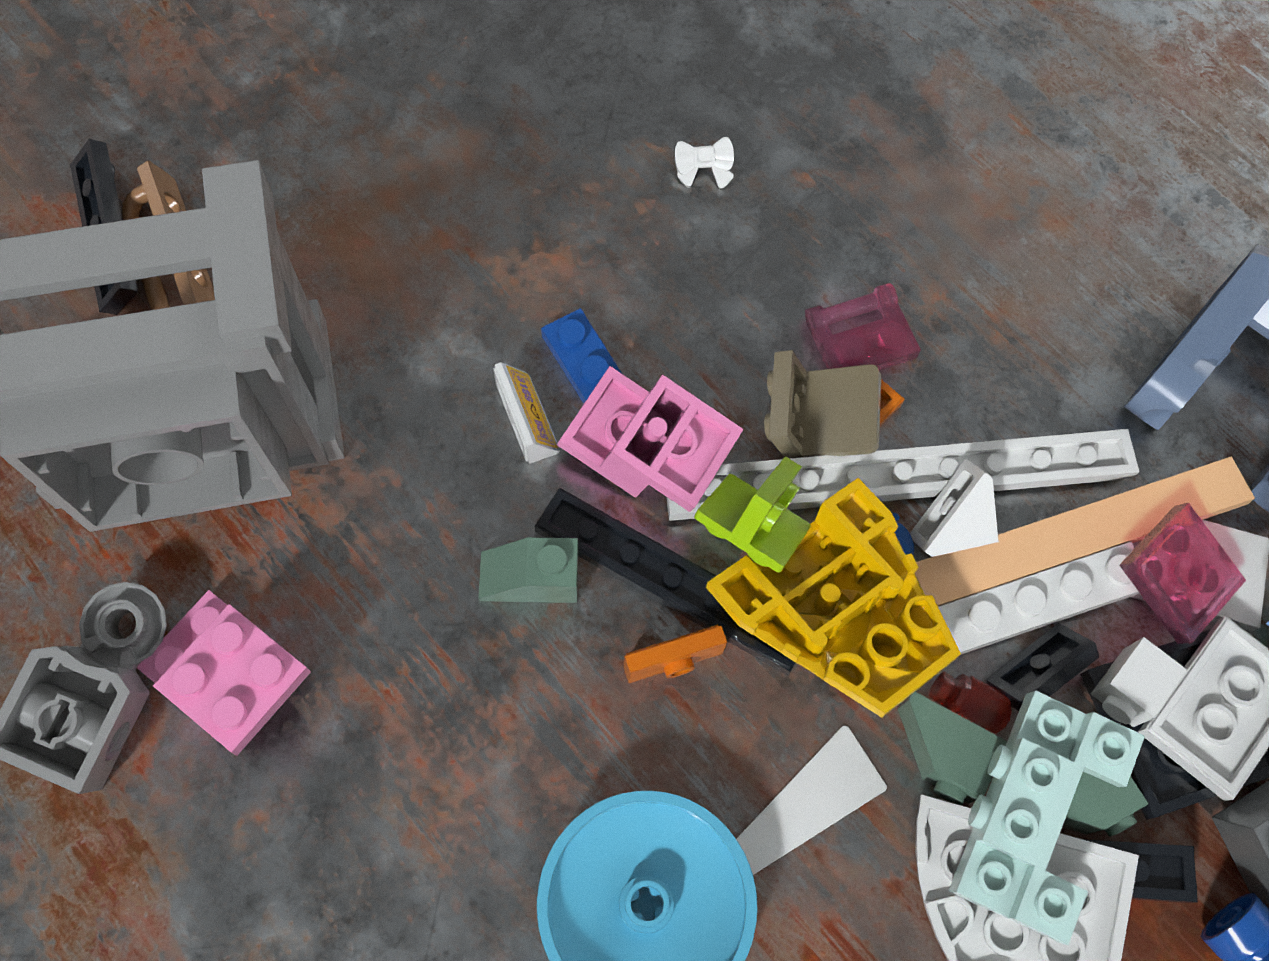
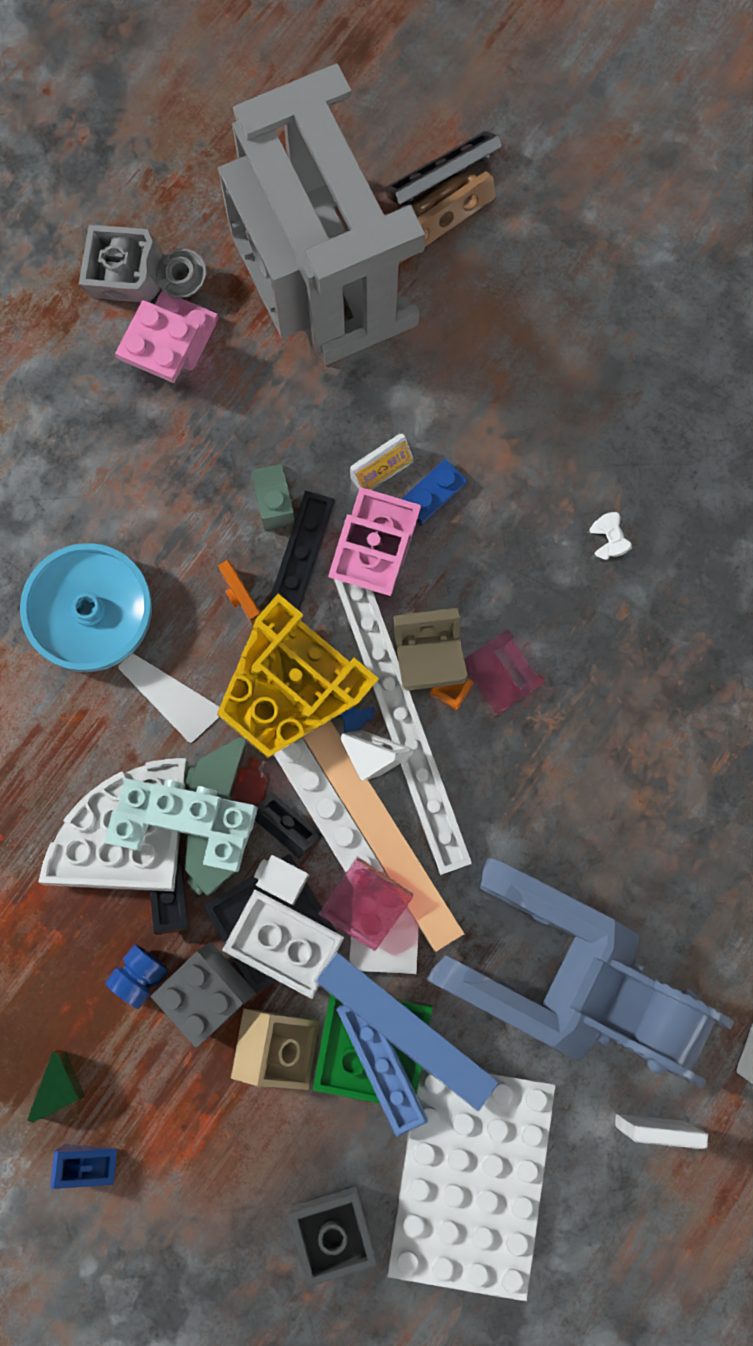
camera: 80 degrees right, 10 degrees up
(757, 518) = (332, 617): lime bracket -> none

